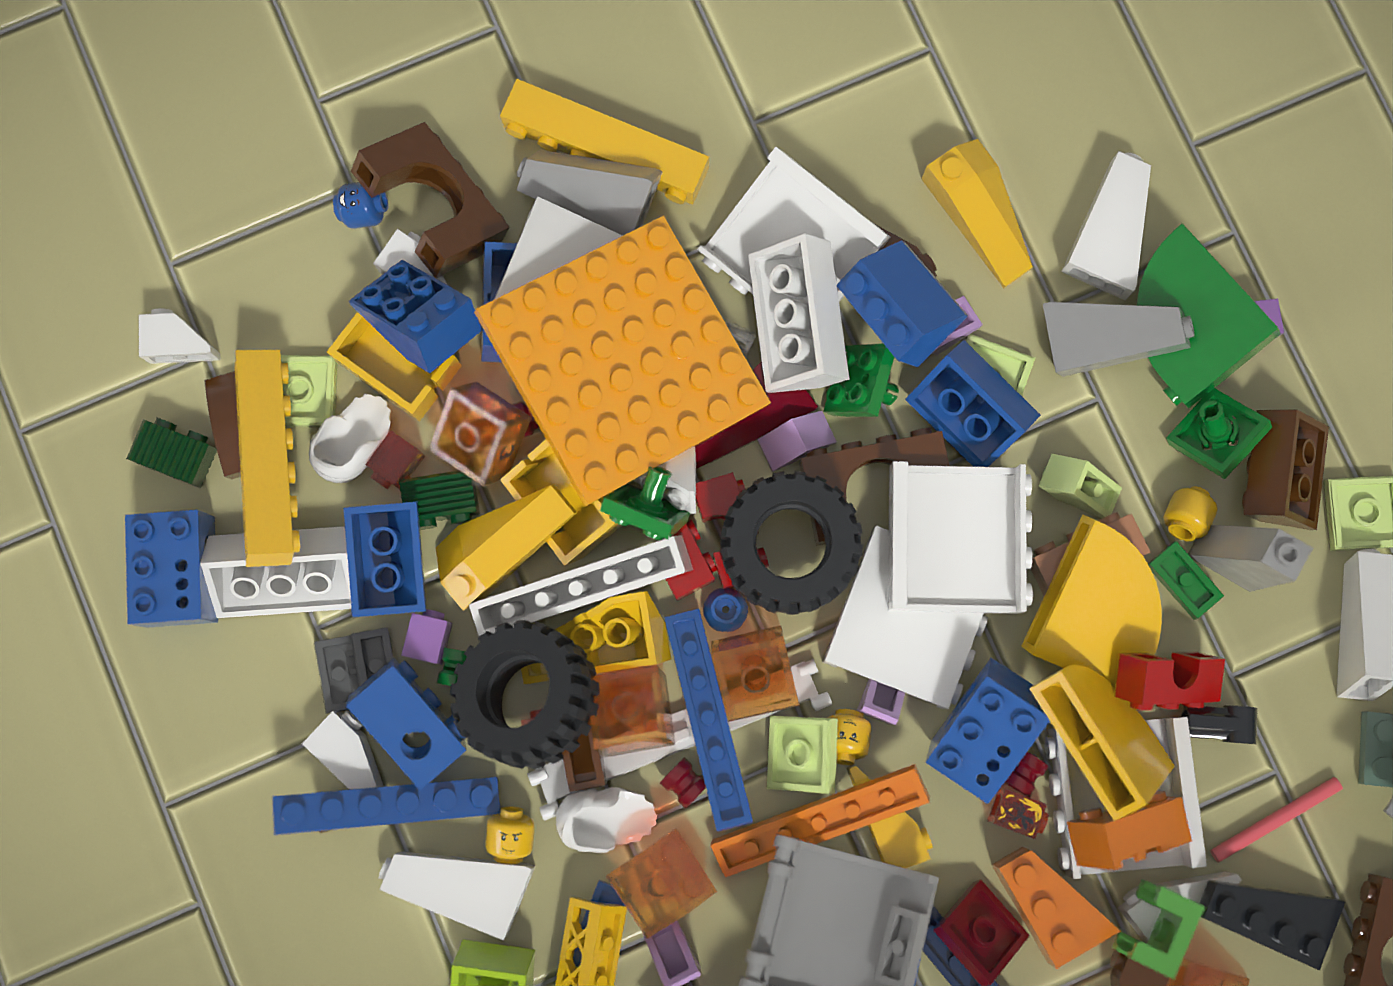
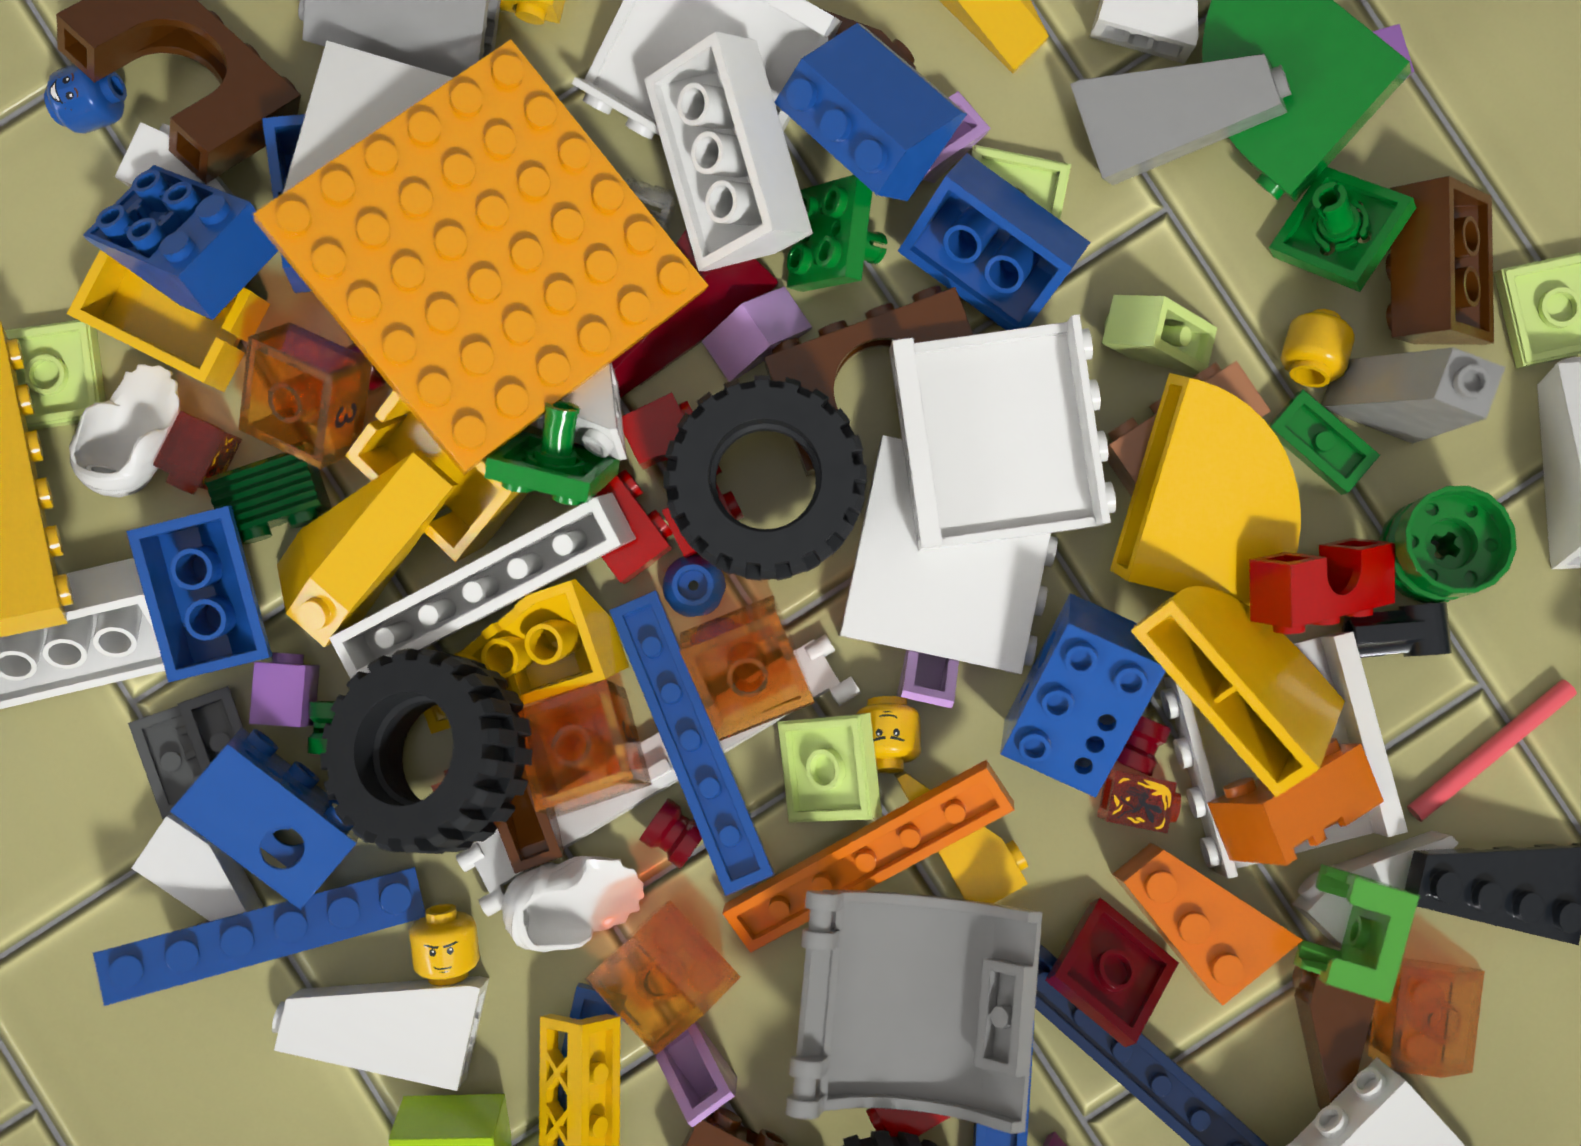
camera: 10 degrees left, 5 degrees up
(1281, 669) = (1472, 536): none -> green wheel

